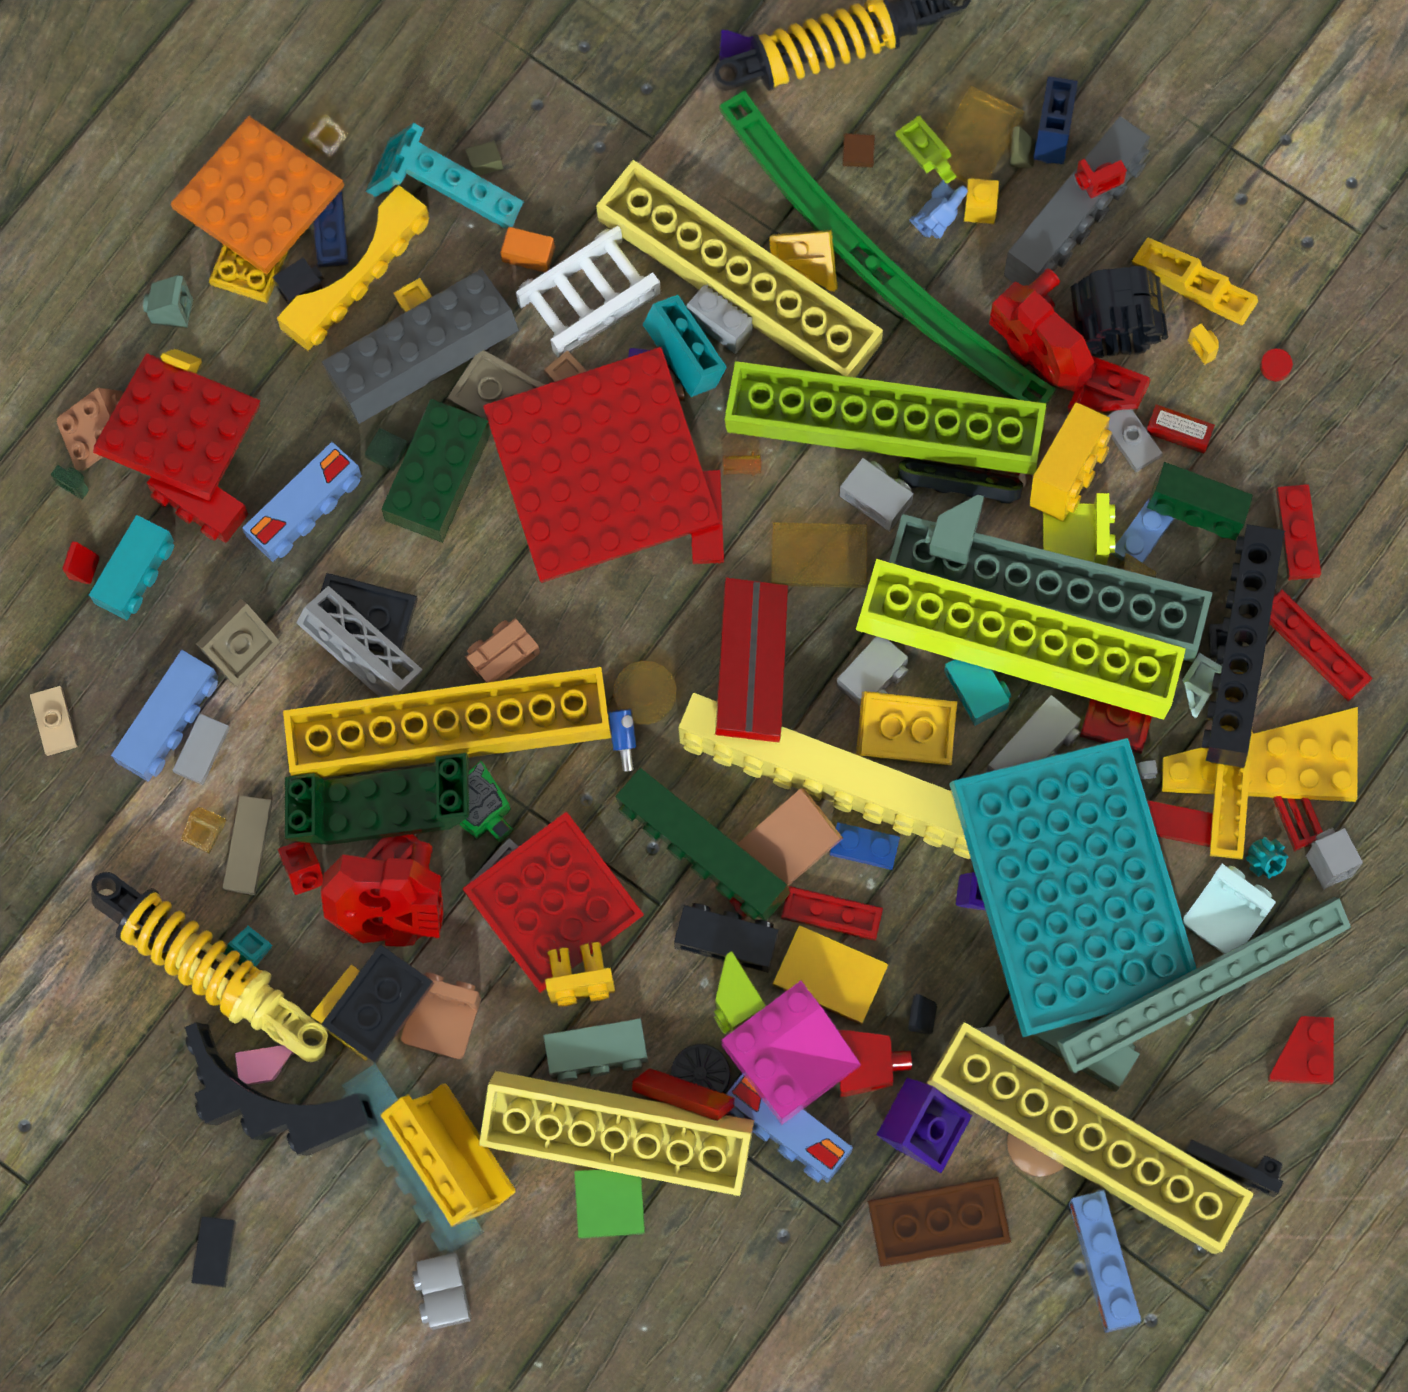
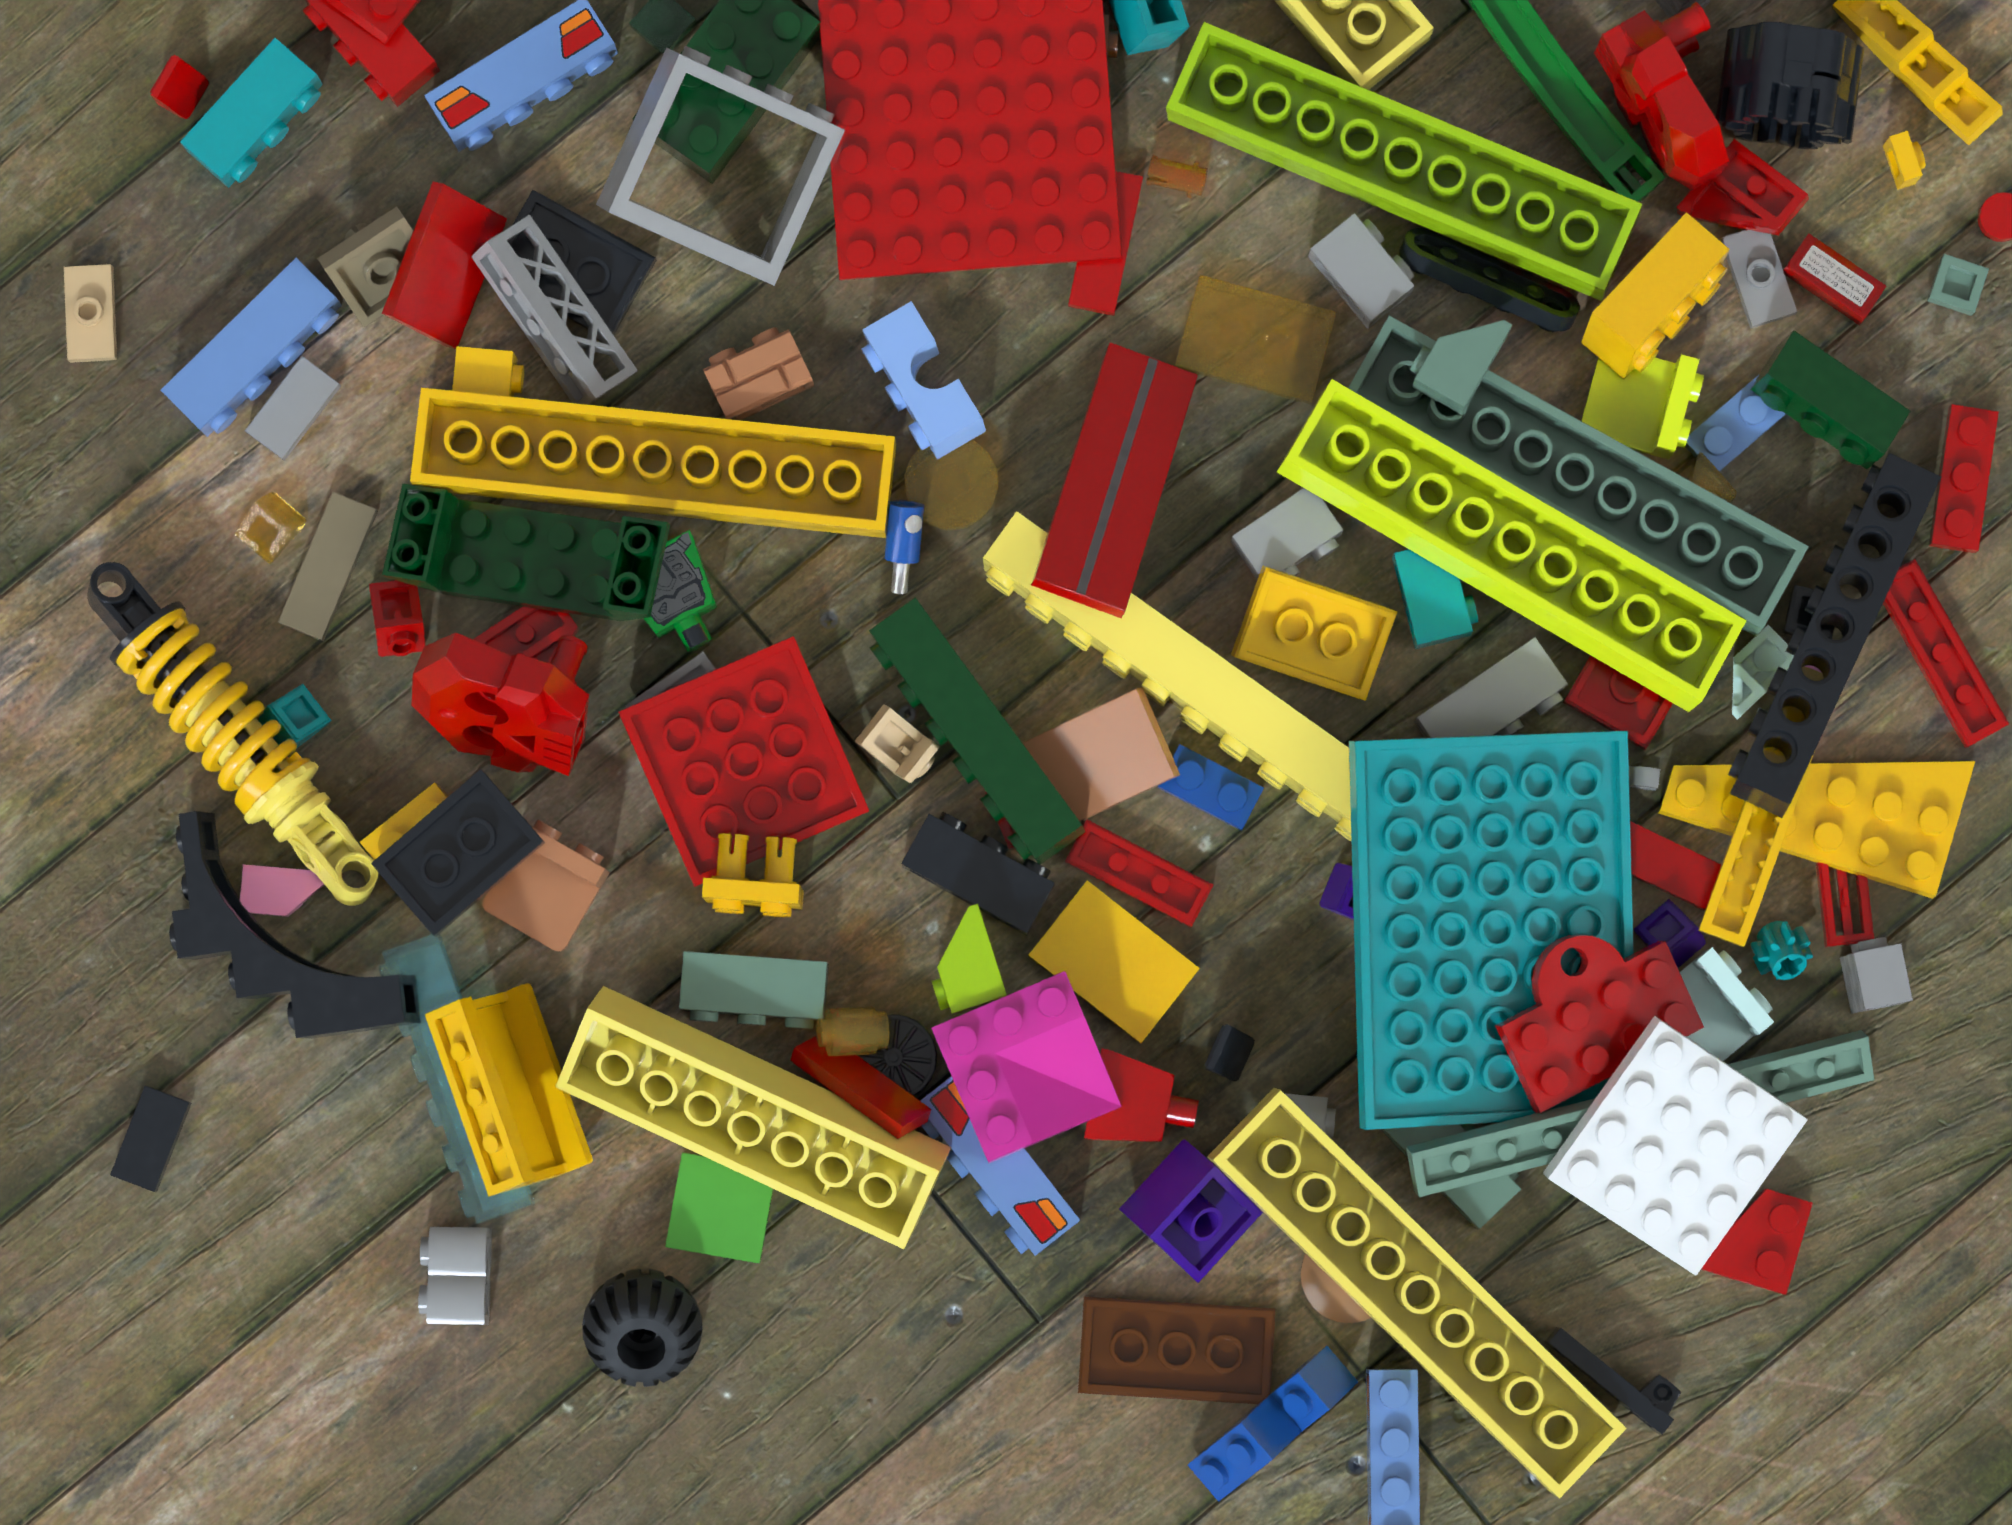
camera: 15 degrees right, 10 degrees up
(276, 639) = (437, 273): none -> red tile
(323, 691) = (487, 372): none -> yellow brick
(382, 553) = (644, 133): none -> light grey window
(593, 1299) = (642, 1327): none -> black wheel
(627, 649) = (941, 416): none -> light blue arch
(652, 867) = (898, 745): none -> tan bracket
(669, 1060) = (853, 1031): none -> clear yellow brick
(1016, 1253) = (1273, 1423): none -> blue arch
(1158, 929) = (1591, 1017): none -> red plate
(1191, 868) = (1675, 928): none -> dark purple slope
(1233, 999) = (1675, 1146): none -> white plate
(1260, 412) = (1957, 284): none -> sand green plate

